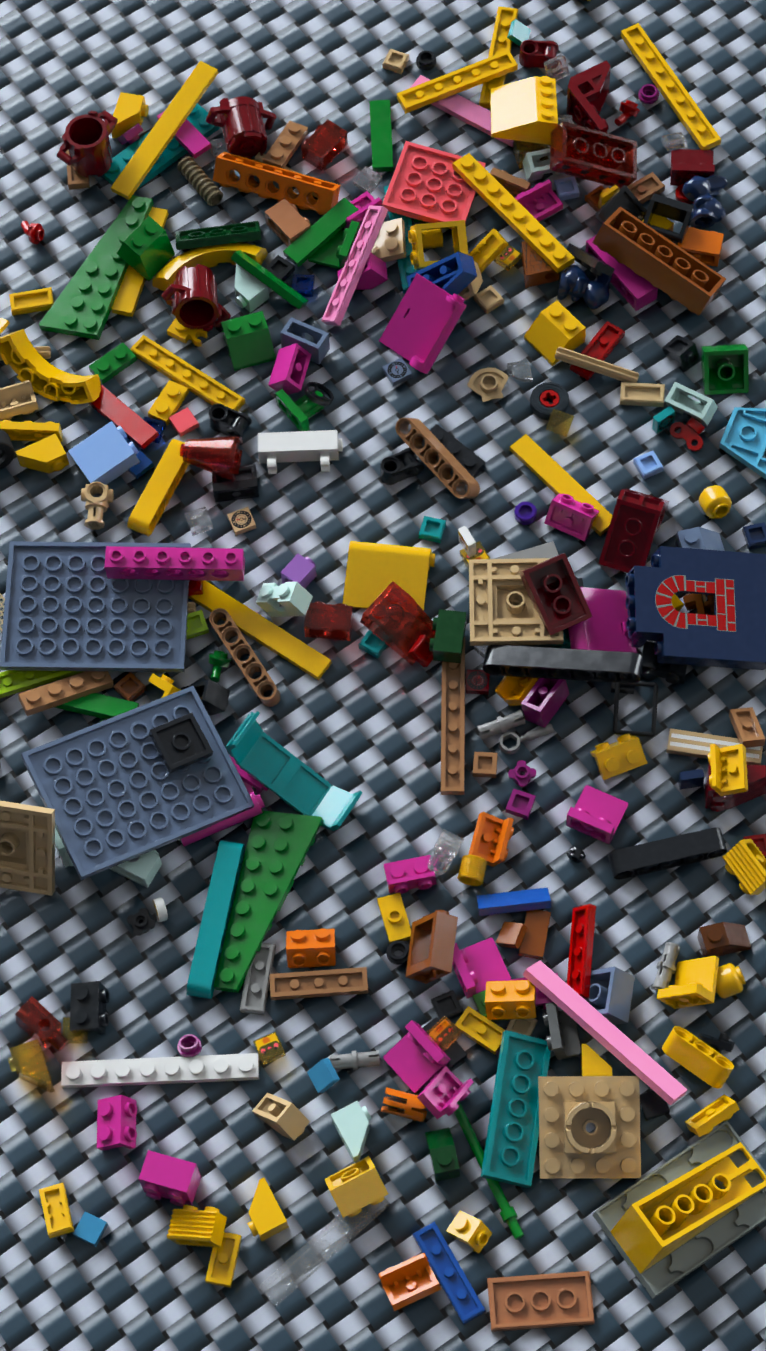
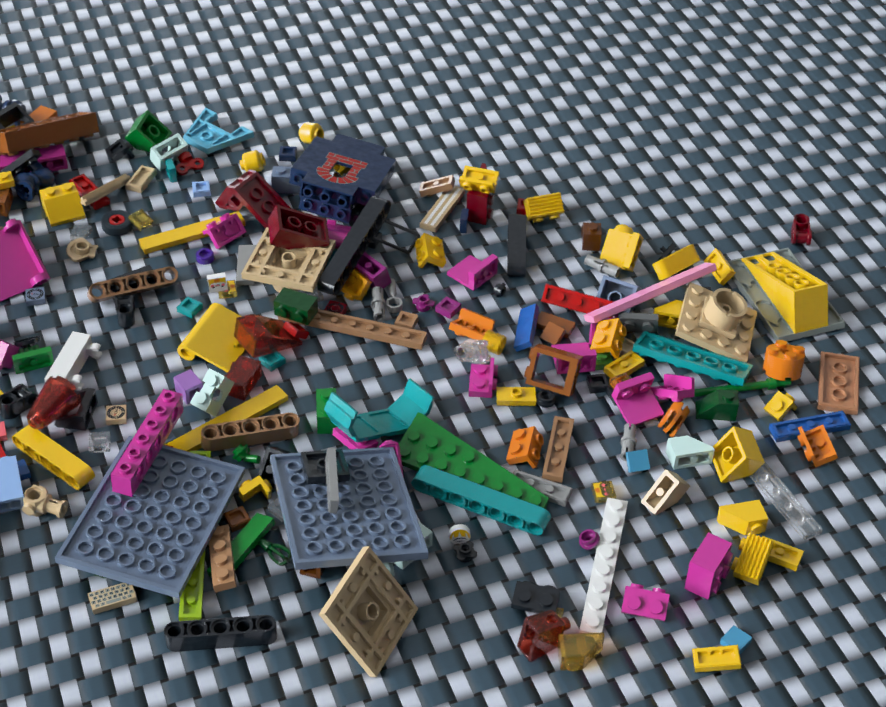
camera: 80 degrees left, 20 degrees down
(144, 753) = (332, 480): none -> light grey tile
(301, 723) = (324, 424): none -> green brick
(539, 1220) = (784, 361): none -> orange brick

